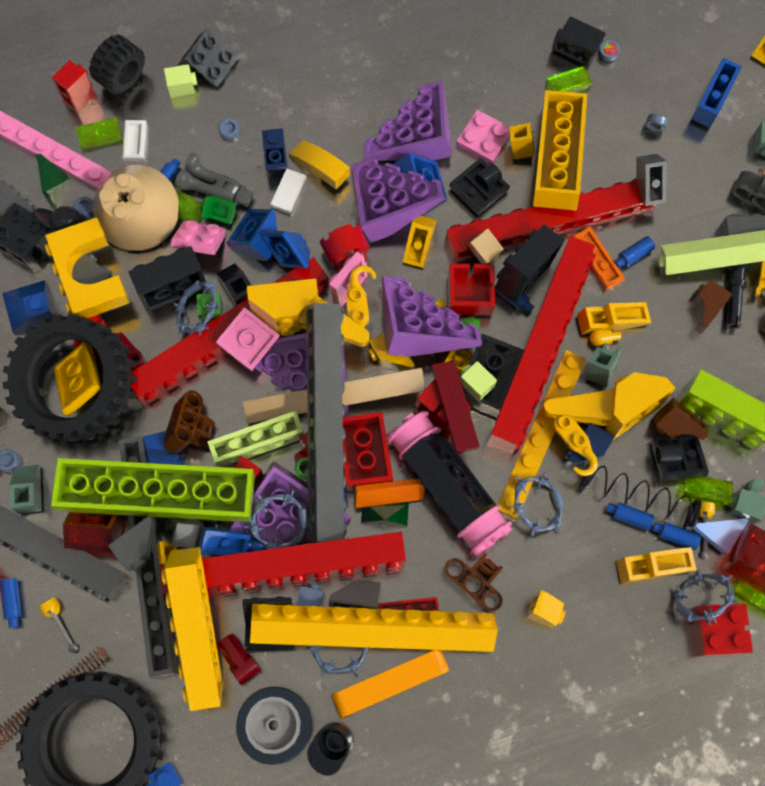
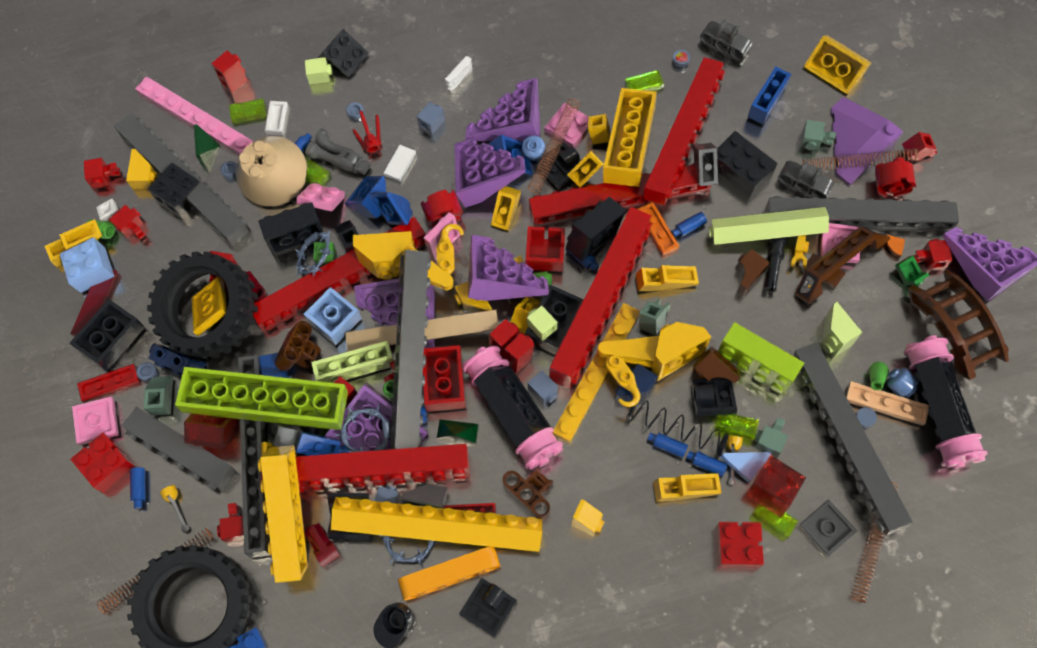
camera: 10 degrees right, 5 degrees down
(28, 305) = (174, 245): blue slope -> none
(41, 446) = (166, 357): none -> dark blue brick
(59, 218) = (211, 178): black cap -> none
(66, 248) = (209, 201): yellow arch -> none
(117, 64) = (266, 55): black tyre -> none
(131, 644) = (231, 528): none -> red brick
(135, 545) = (242, 442): dark grey slope -> none
(218, 209) = (339, 175): green bracket -> none
(226, 382) = (332, 316): none -> light blue brick
(247, 339) = (353, 280): bright pink plate -> none
(252, 168) = (370, 143): none -> red plant
(274, 149) = (390, 128): dark blue slope -> none
(293, 728) = (330, 605): wheel -> none
(320, 163) = (428, 141): yellow slope -> none
(322, 132) = (431, 118): none -> sand blue brick
(349, 78) = (458, 74): none -> white tile
(388, 493) = (461, 413): orange tile -> none
(439, 720) = (488, 607): none -> black plate
(447, 167) = (533, 147): none -> medium blue head
(455, 407) = (520, 342): dark red tile -> none
(461, 186) = (569, 104): none -> nougat piece
(482, 459) = (543, 388): none -> sand blue brick
(486, 247) = (559, 214): tan brick -> none
(512, 191) = (585, 169): none -> yellow slope
(557, 499) = (605, 425): sand blue piece -> none
(578, 40) = (654, 49): black bracket -> none
(602, 336) = (655, 293): yellow cylinder -> none
(622, 140) = (683, 132): none -> red brick
(656, 122) = (716, 118): sand blue tile -> none
(660, 25) = (726, 39): none -> dark grey piece
(694, 176) = (744, 163): none -> black brick
(709, 616) = (723, 500): sand blue piece -> none

